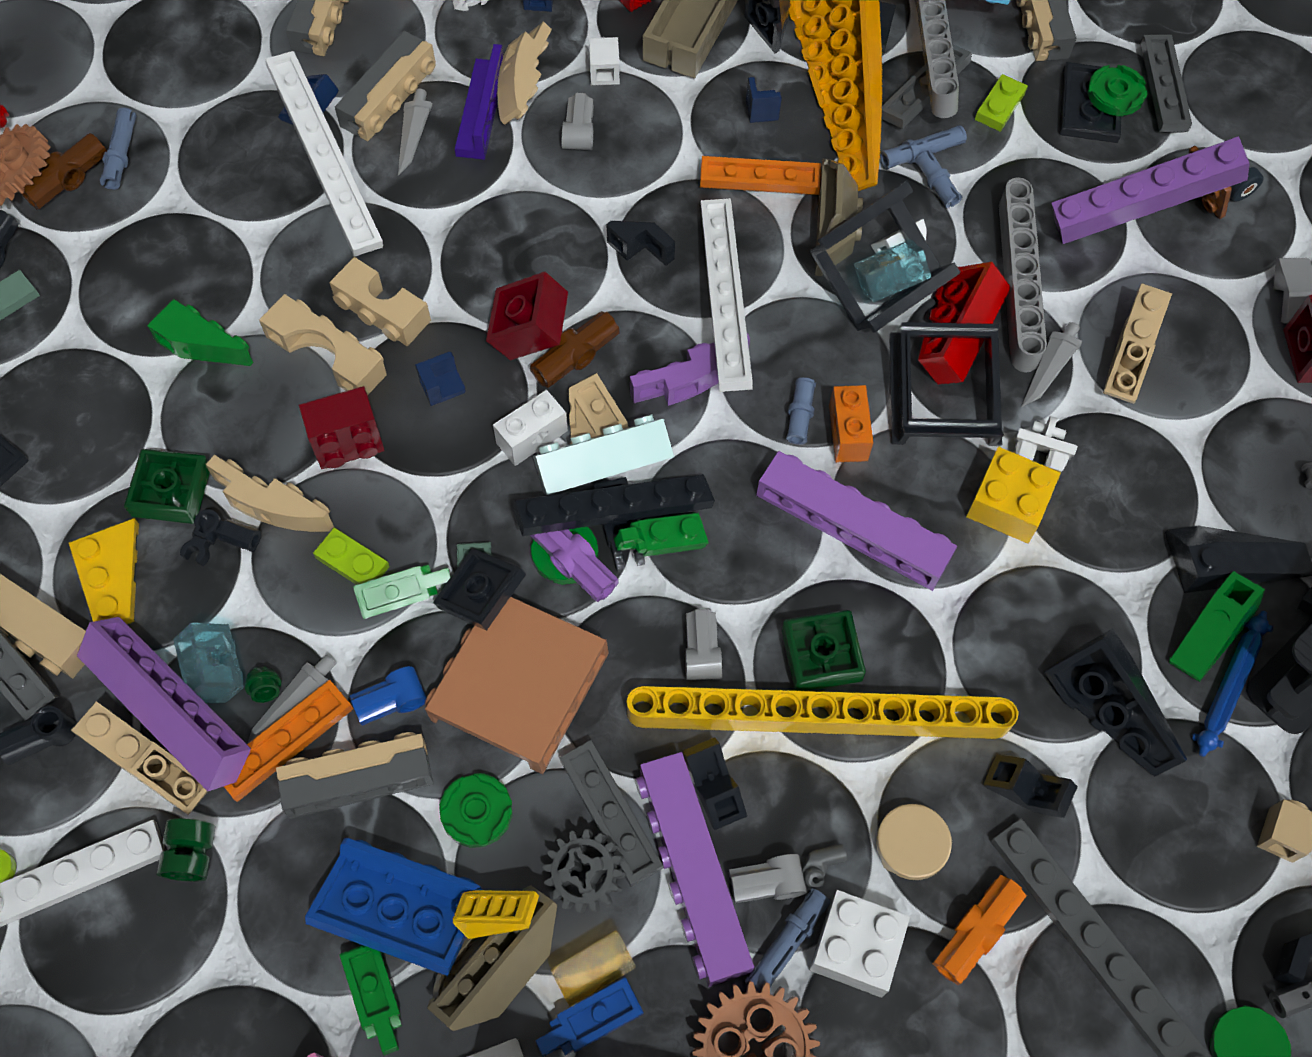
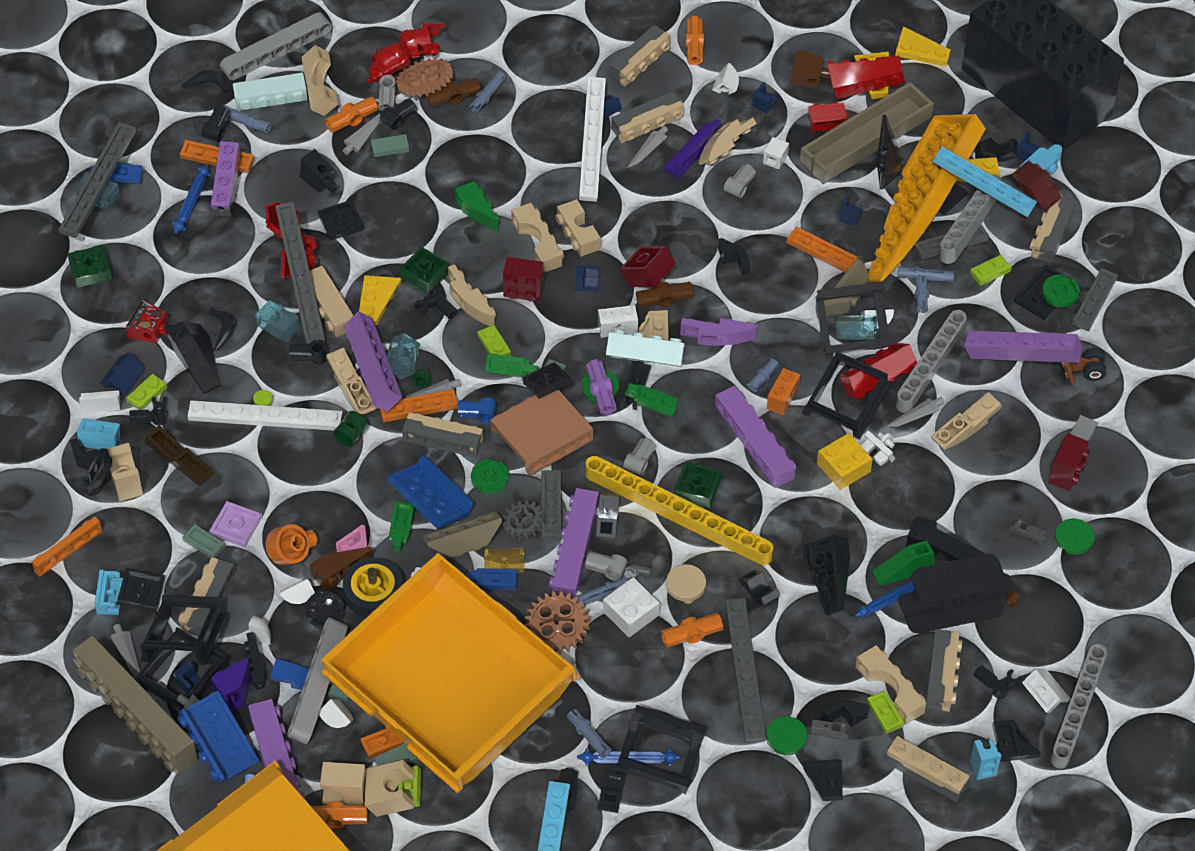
camera: 30 degrees right, 10 degrees down
(491, 912) = (472, 512): yellow slope -> none
(612, 504) = (636, 373): black plate -> none
(726, 296) = (758, 299): white plate -> none

